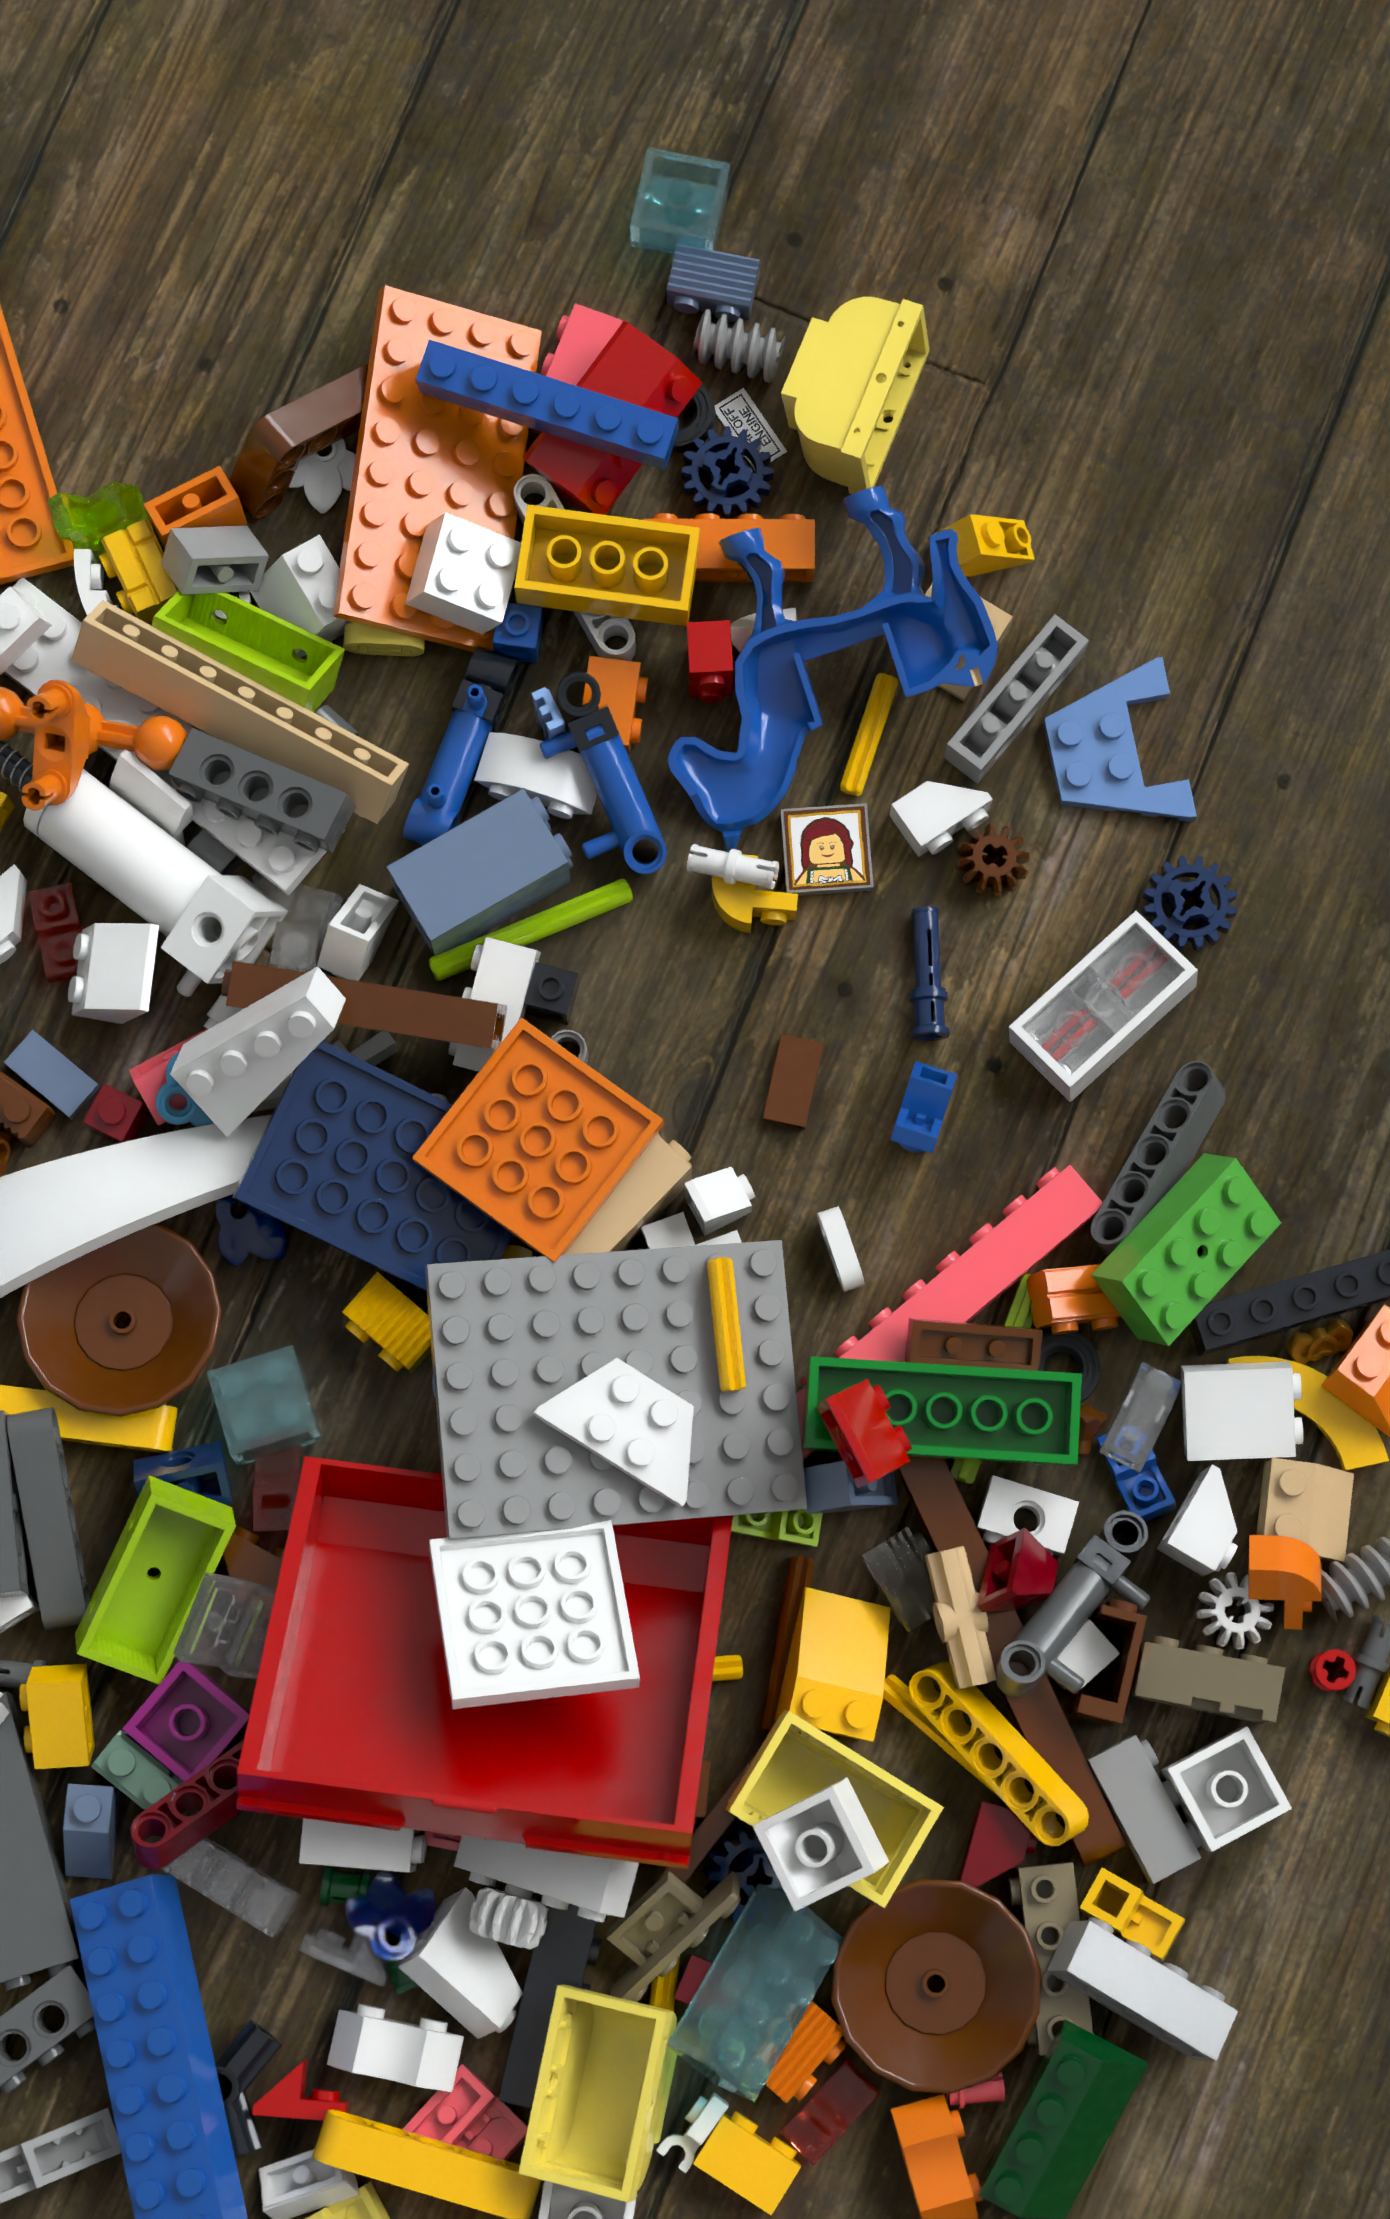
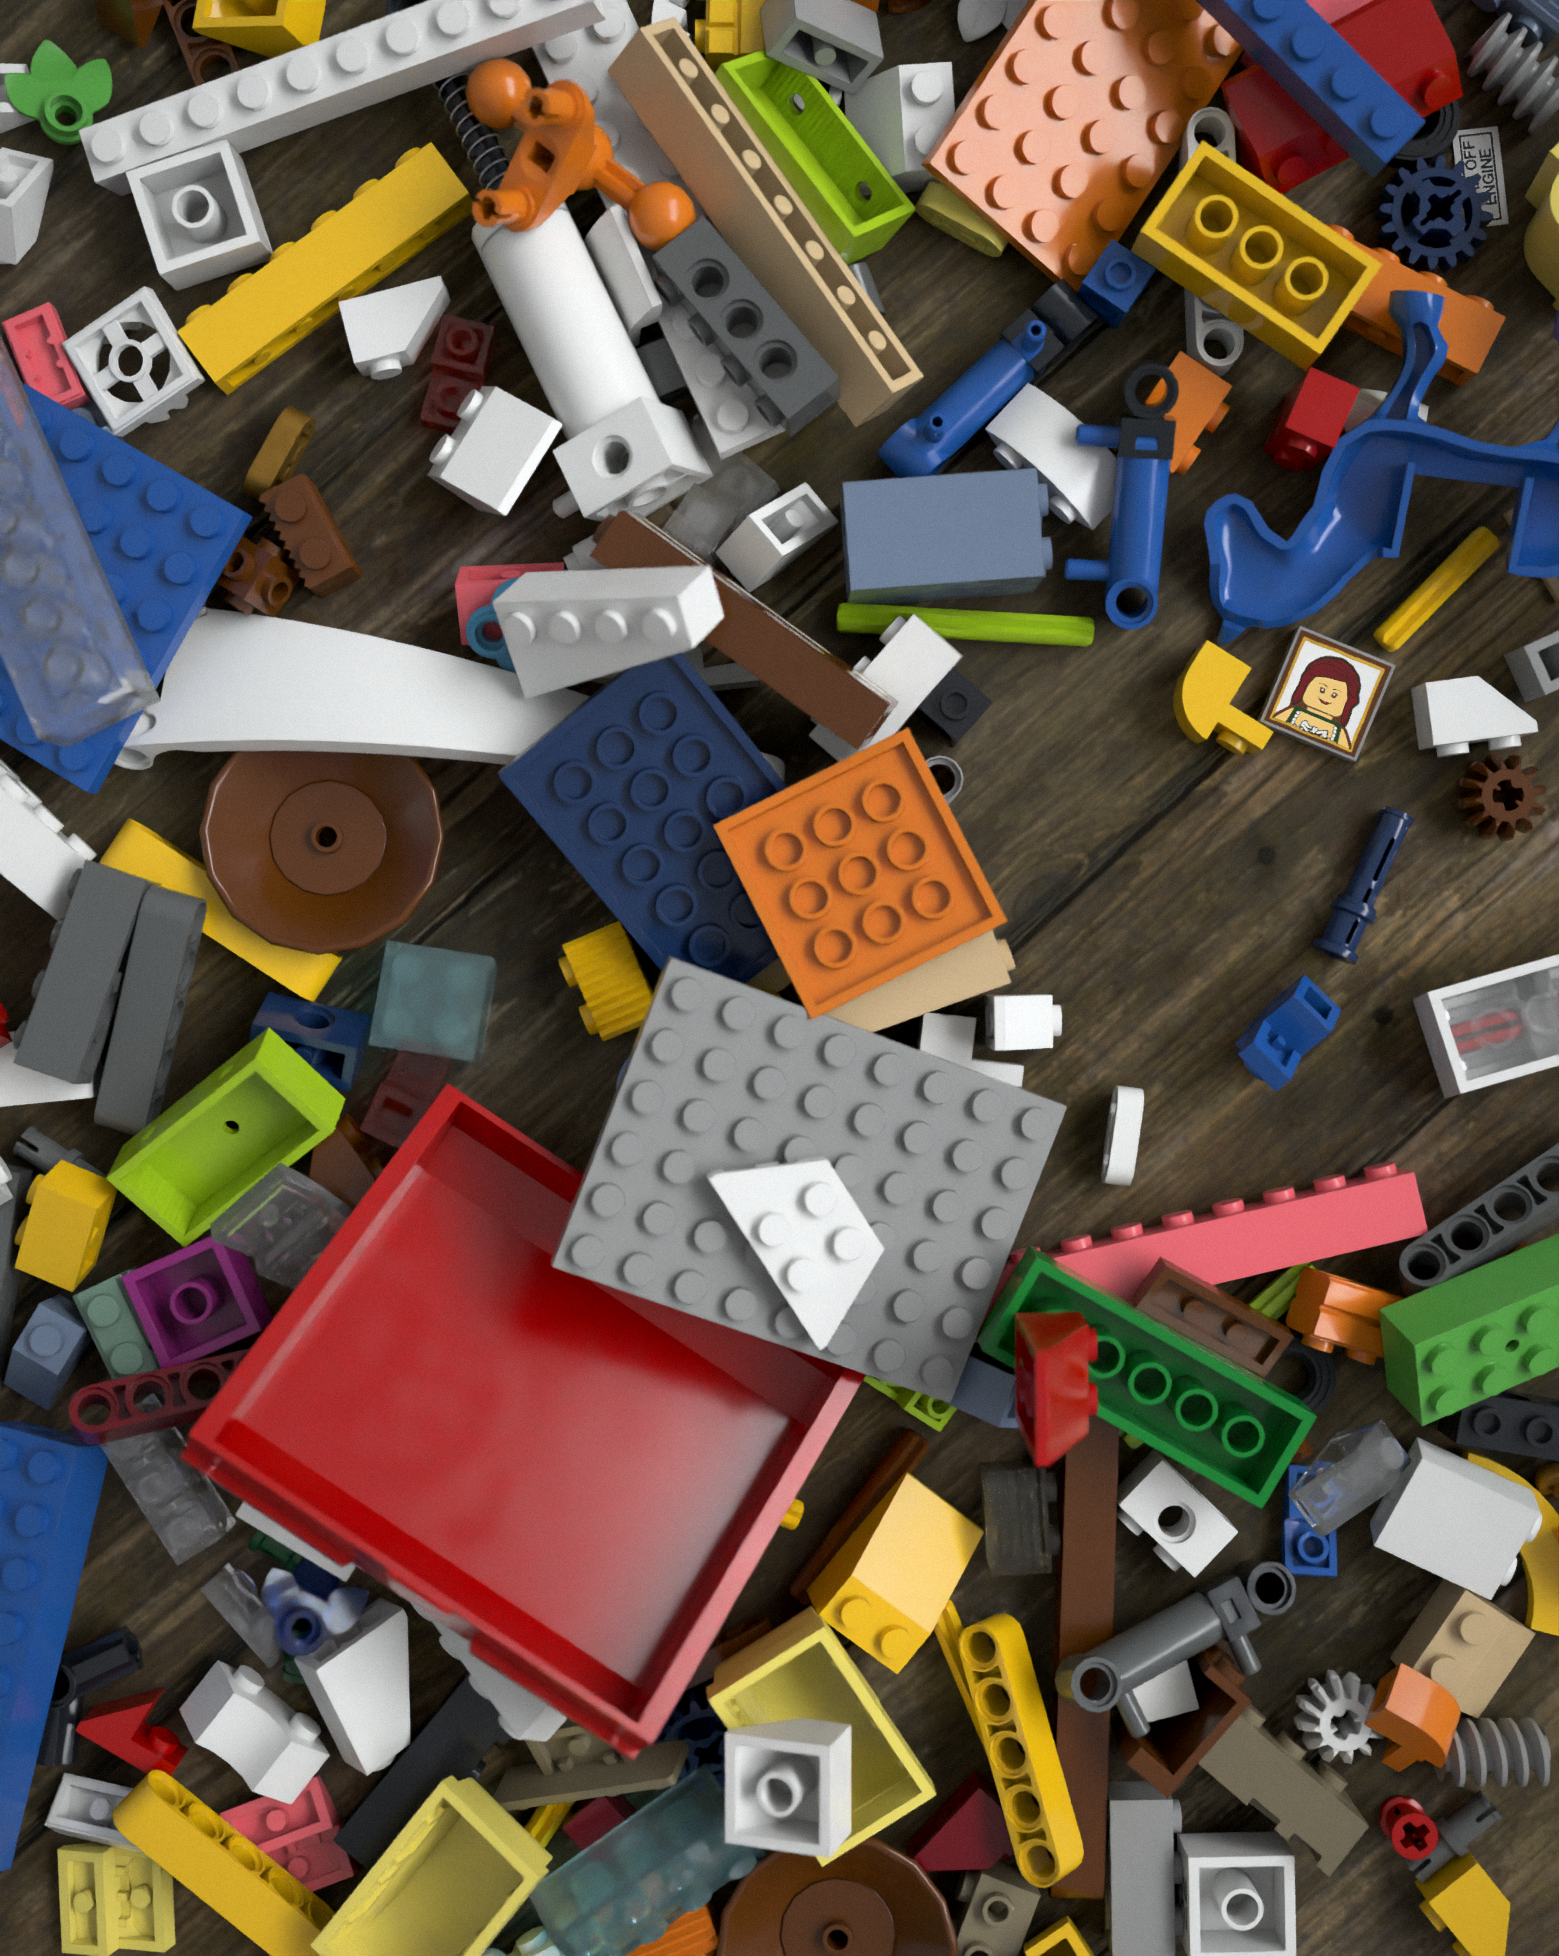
camera: 25 degrees right, 10 degrees up
(52, 1074) = (377, 529): sand blue tile -> none
(116, 1115) = (422, 611): dark red brick -> none
(251, 1233) = (498, 807): clear blue plate -> none
(464, 573) = (1091, 186): white brick -> none
(508, 1918) = (426, 1673): white gear -> none
(533, 1615) = (600, 1398): white plate -> none
(548, 714) = (1103, 396): light blue tile -> none
(726, 1324) = (963, 1175): yellow axle -> none
(732, 866) = (1219, 668): white pin -> none
(793, 1082) = (1162, 929): reddish brown tile -> none
(959, 1618) = (1053, 1596): tan piece -> none
(1016, 1573) = (1134, 1578): dark red slope -> none
(1203, 1526) = (1356, 1619): white slope -> none

